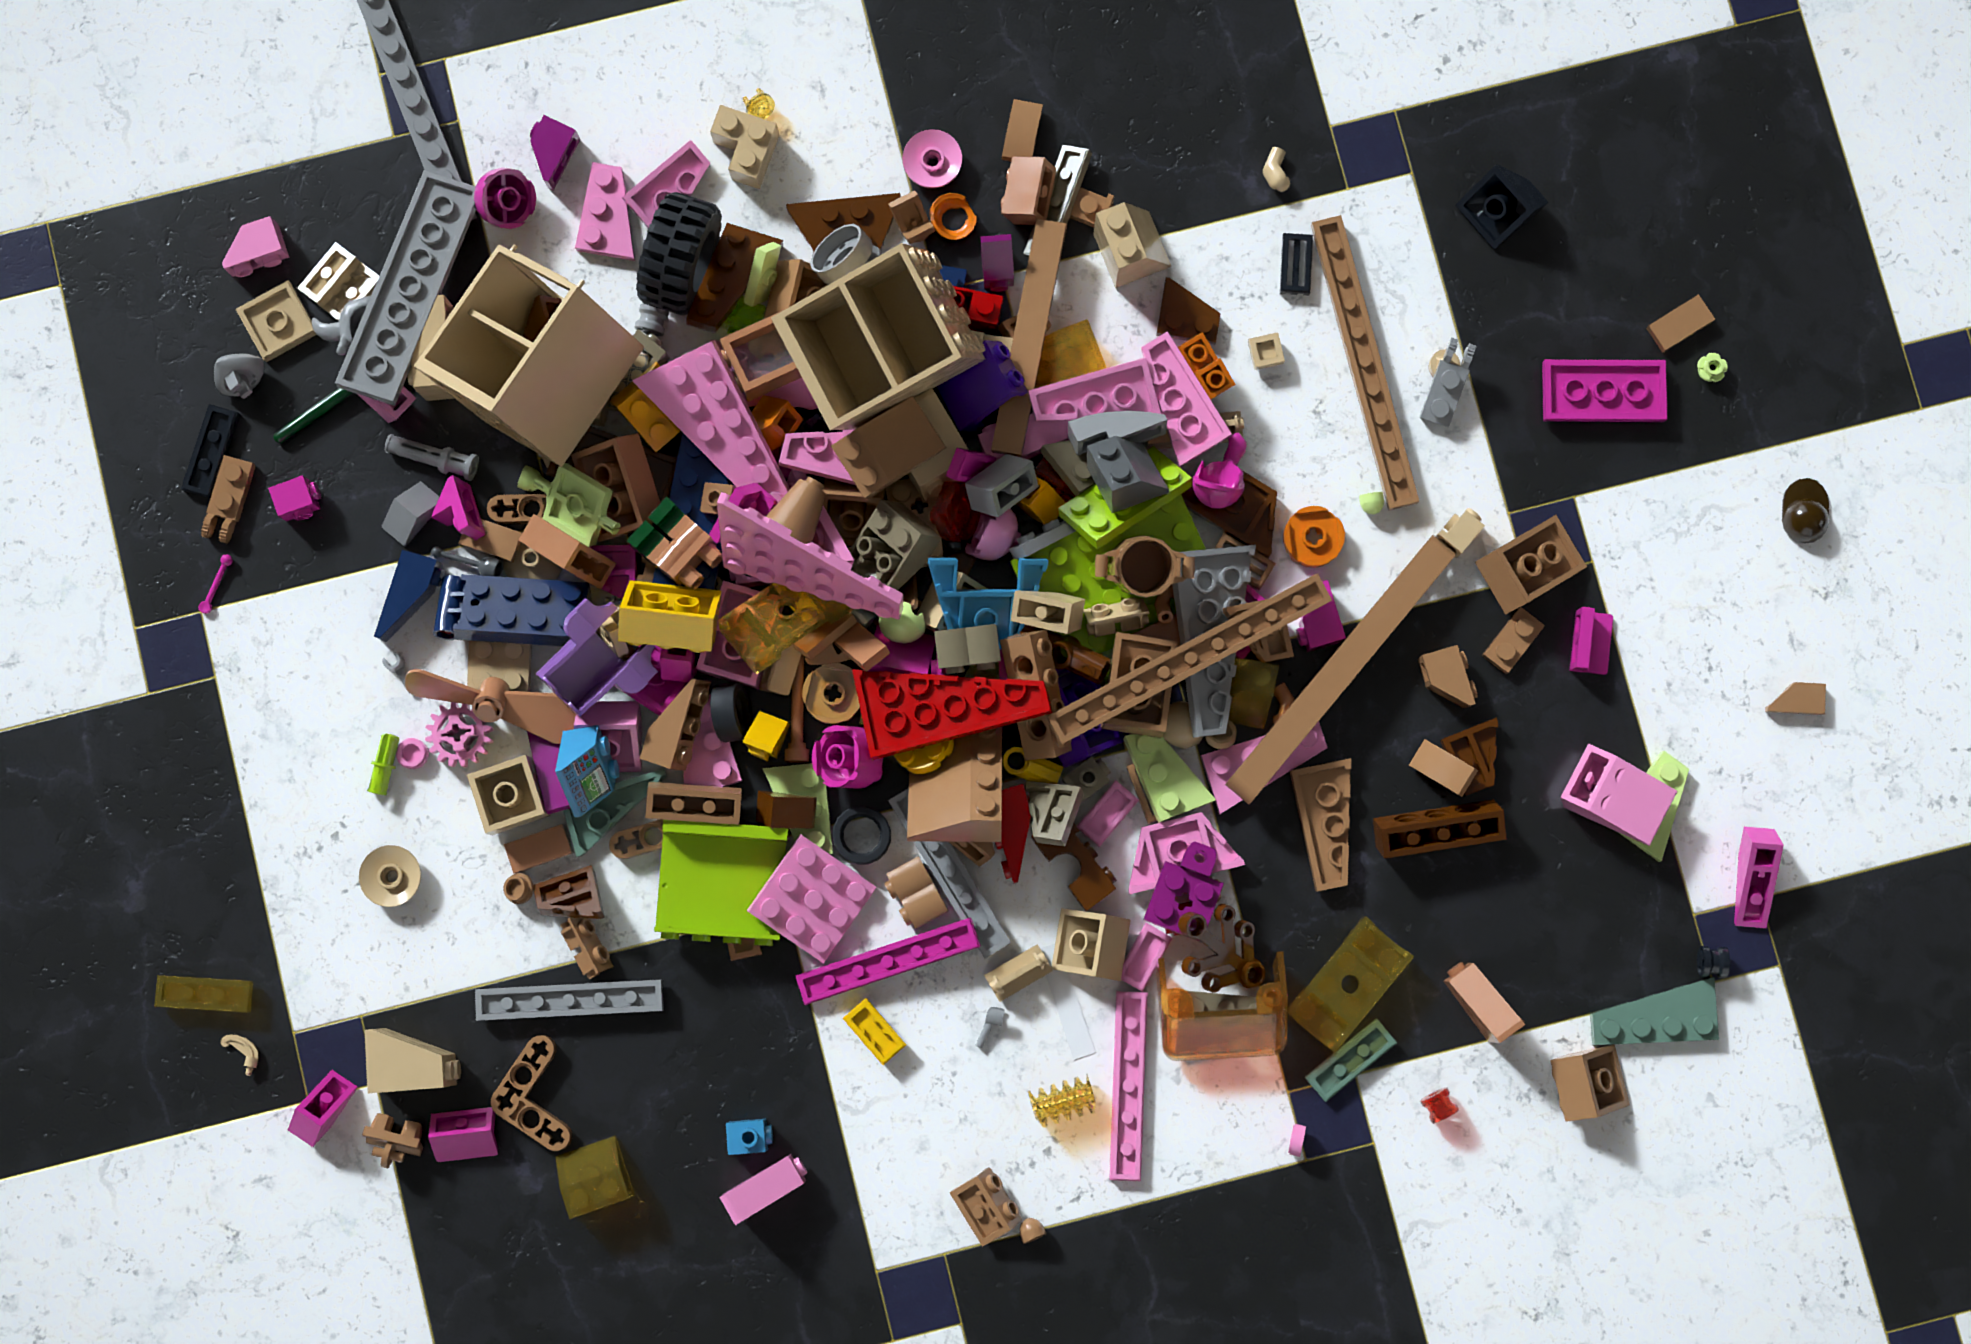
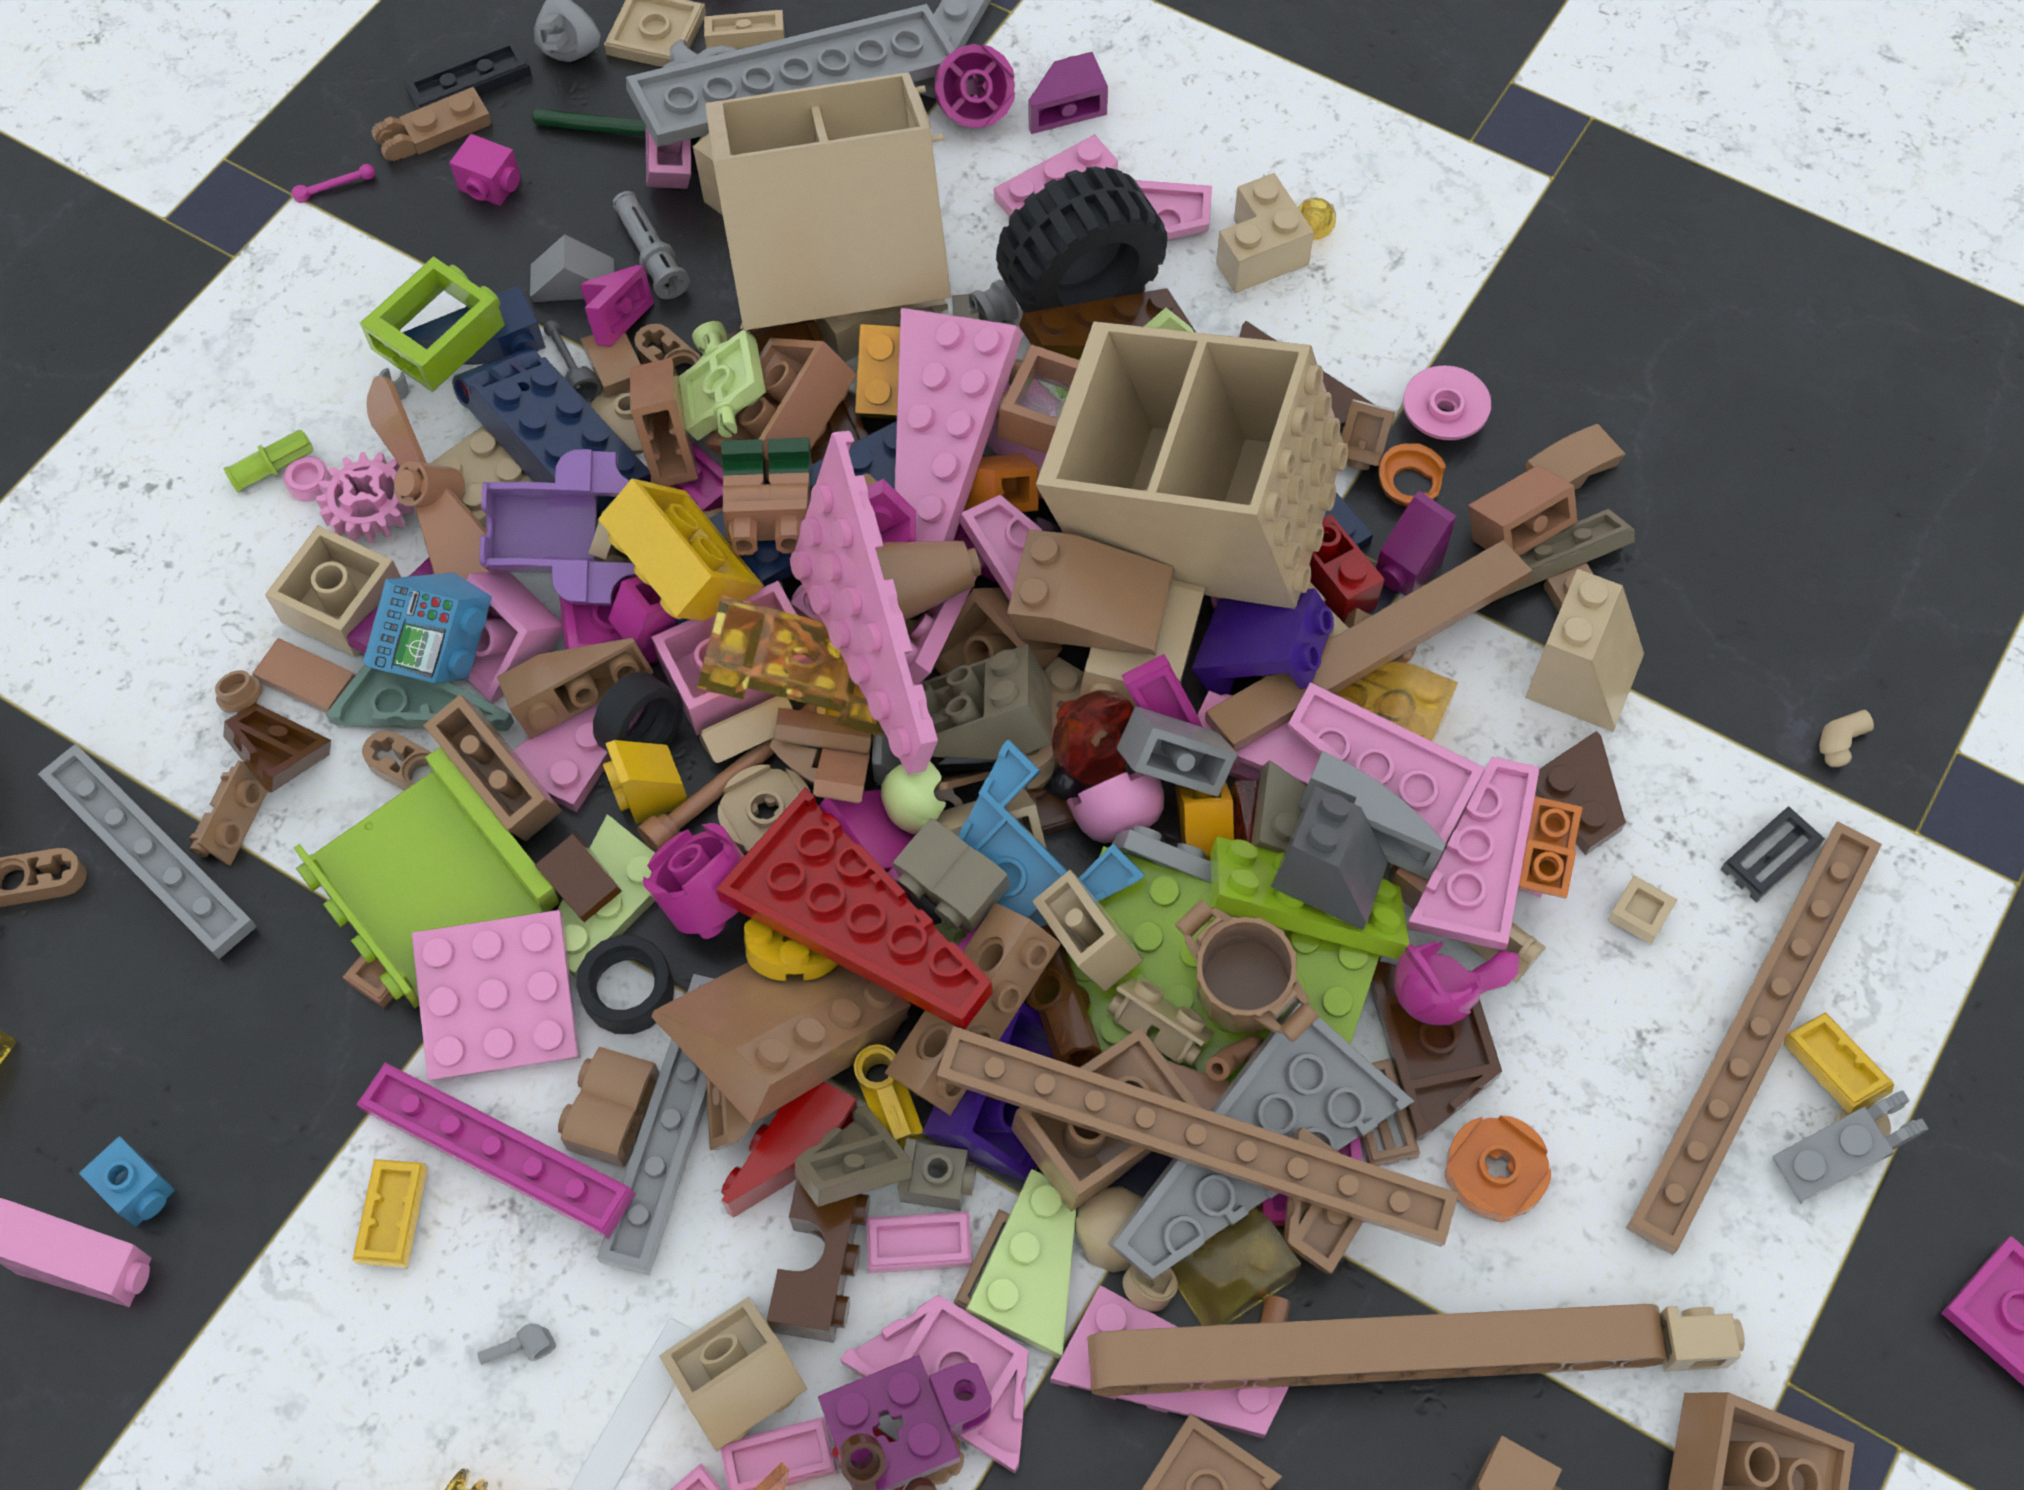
camera: 45 degrees right, 20 degrees down
(375, 871) = (135, 548): tan dish -> none
(395, 646) = (455, 346): none -> lime window
(1018, 973) = (616, 1318): tan hinge -> none
(1321, 626) = (1405, 1273): dark pink slope -> none
(1372, 502) = (1614, 1196): yellowish green hinge -> none
(1411, 345) = (1838, 1063): none -> yellow plate

